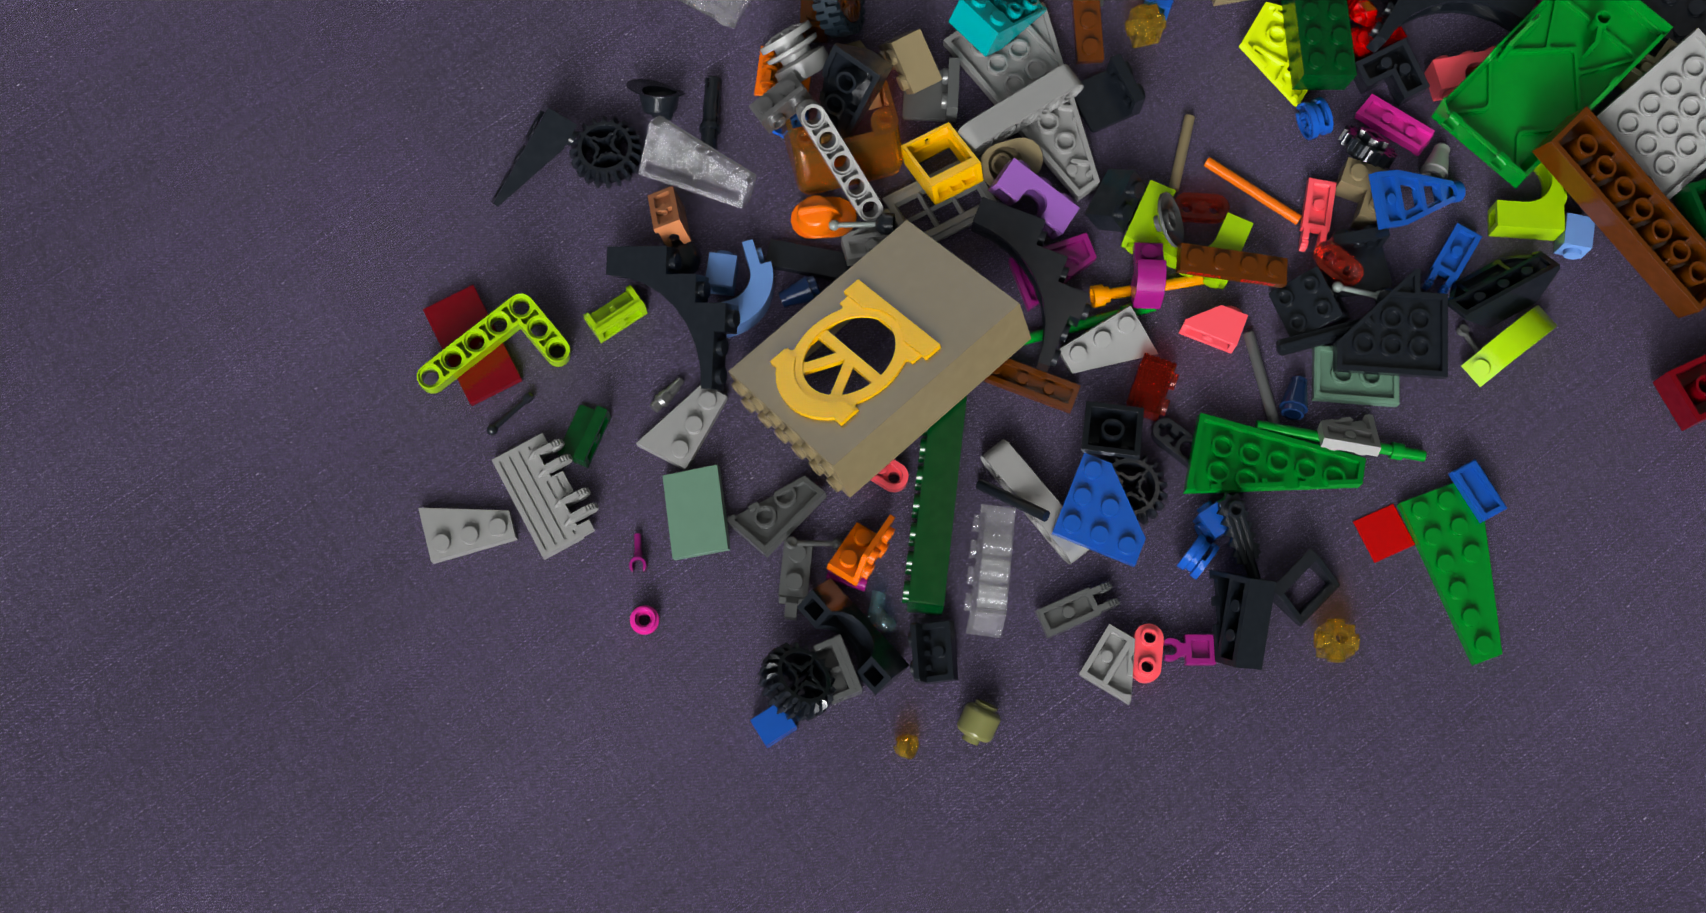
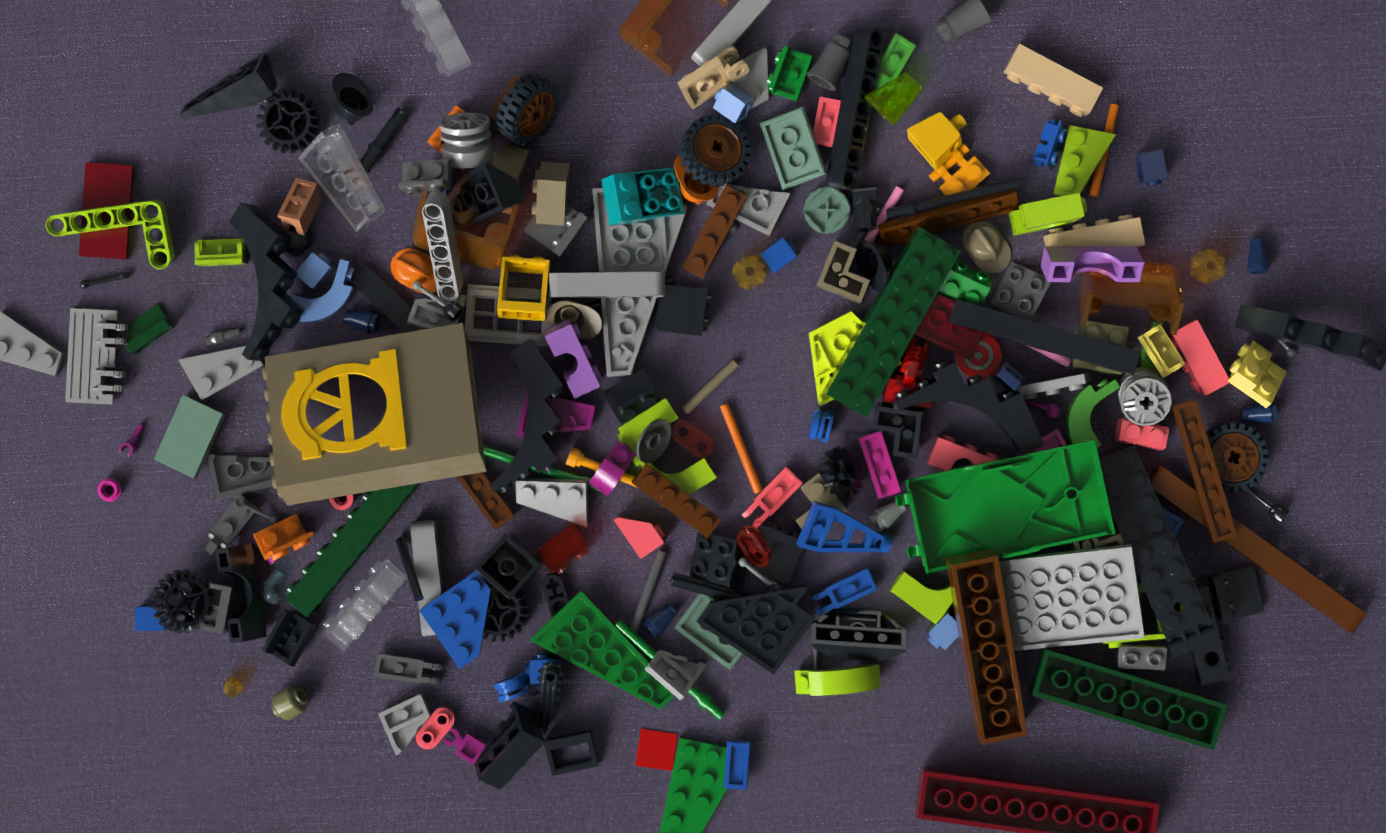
camera: 35 degrees right, 15 degrees up
(1327, 645) = (568, 794): clear yellow brick -> none

